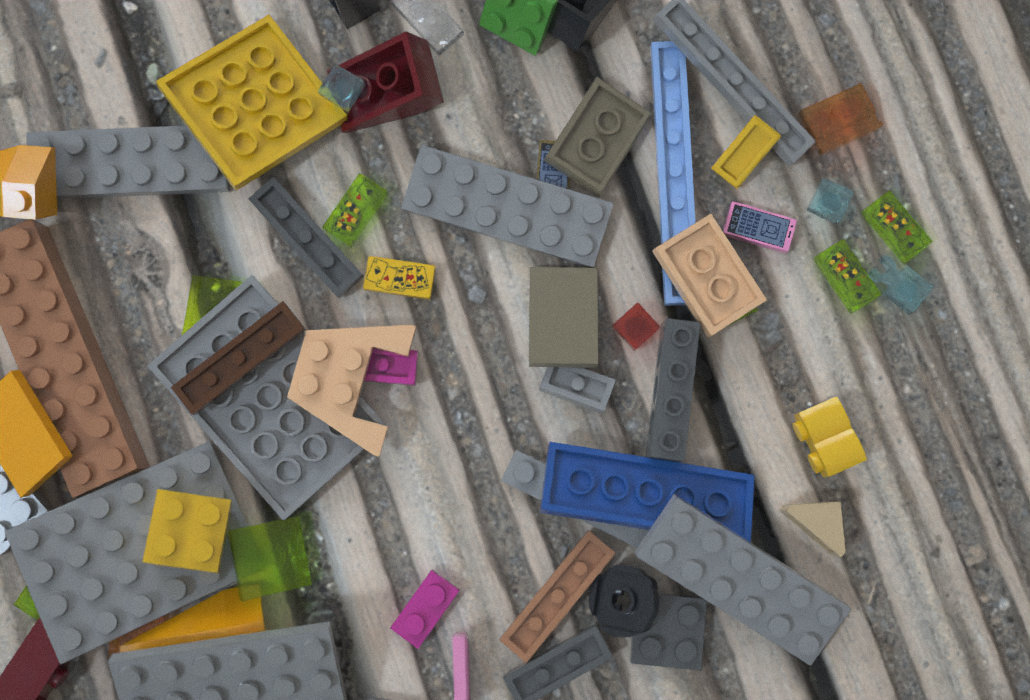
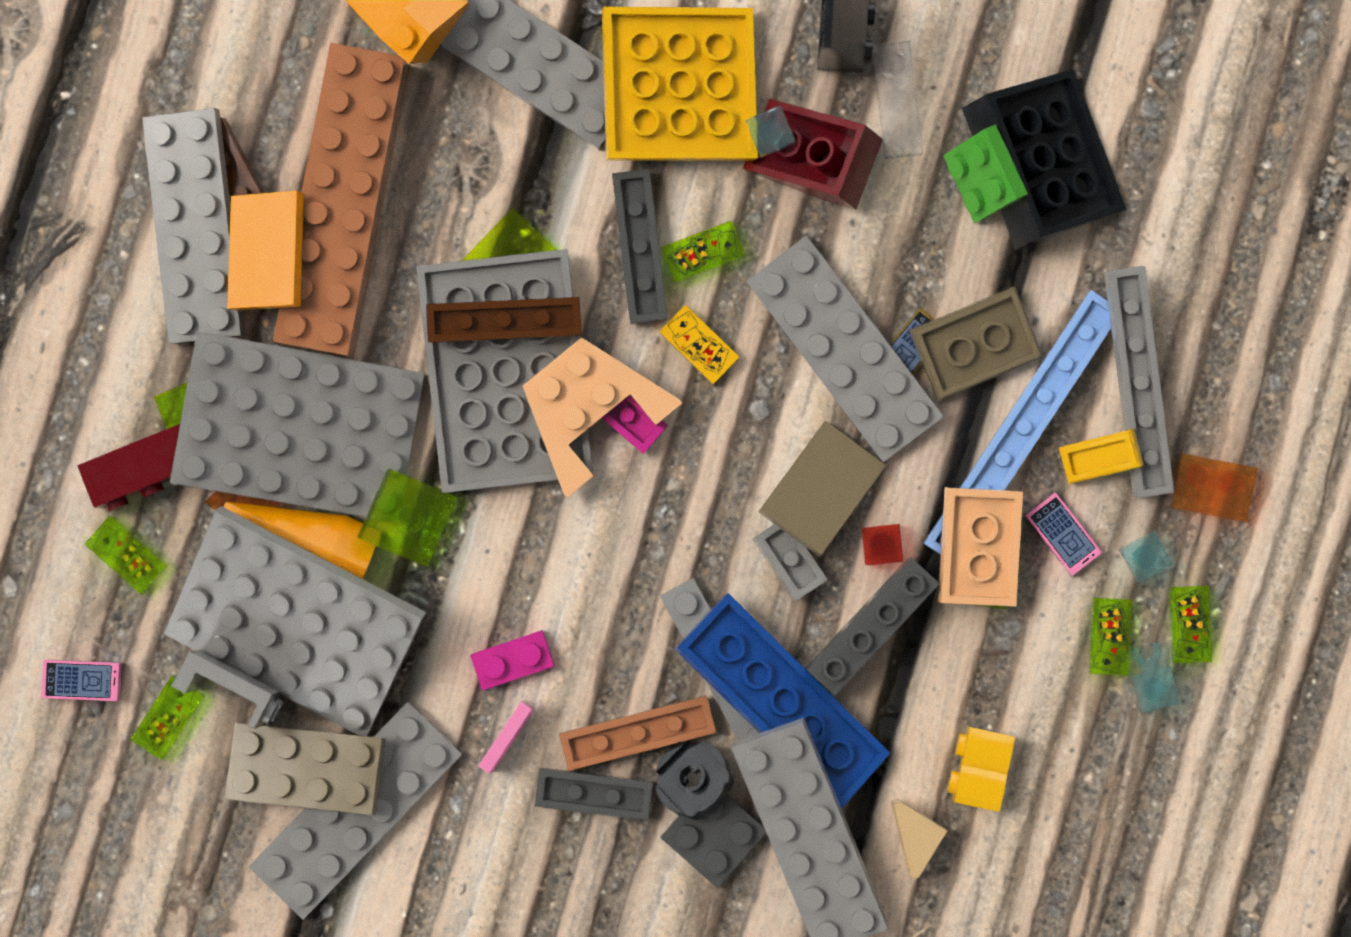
camera: 40 degrees right, 5 degrees up
(187, 531) = (356, 446): yellow brick -> none

